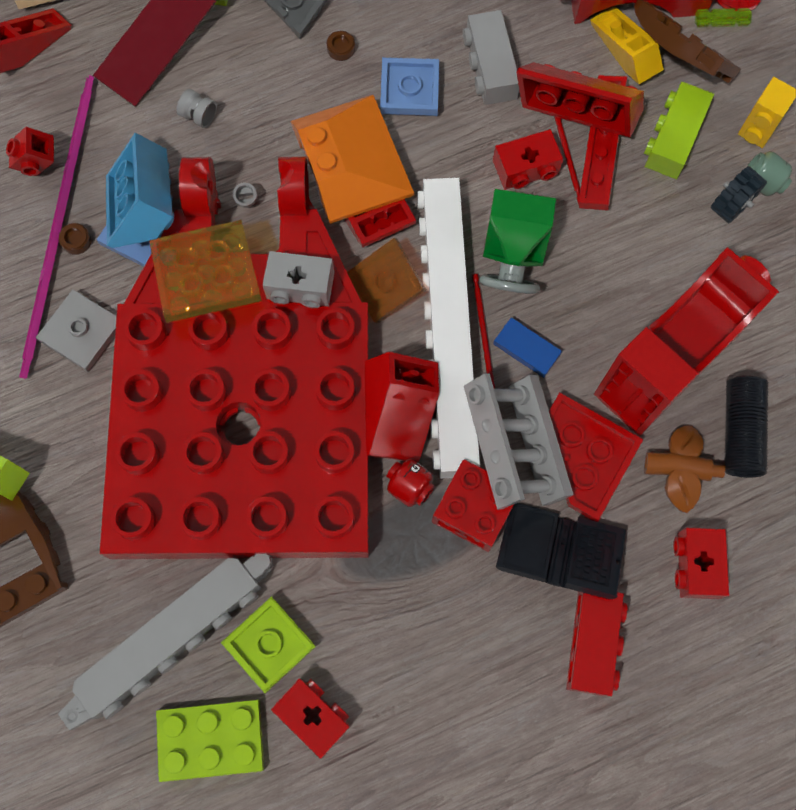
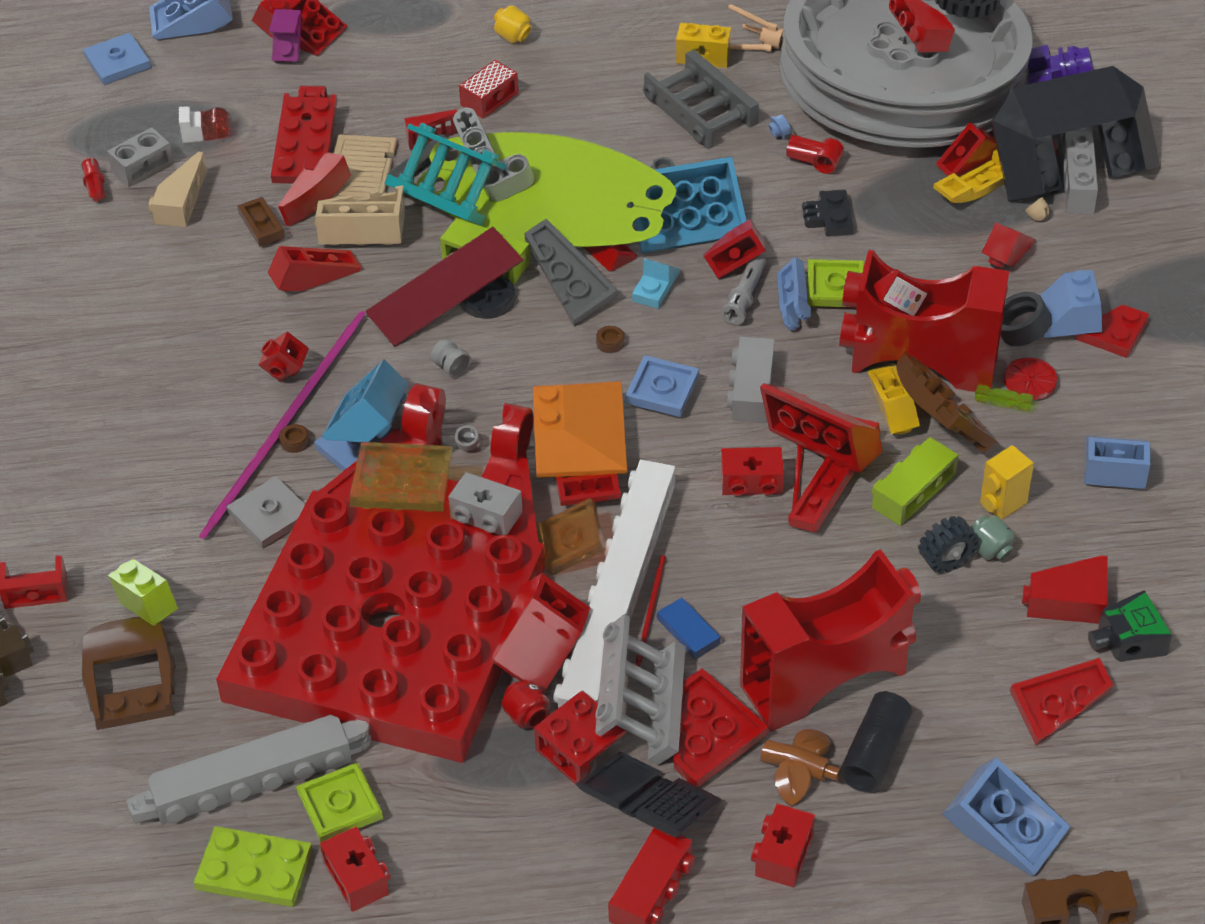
camera: 20 degrees right, 25 degrees down
(213, 31) = (491, 300): none -> black tile
(517, 238) = (711, 522): green piece -> none

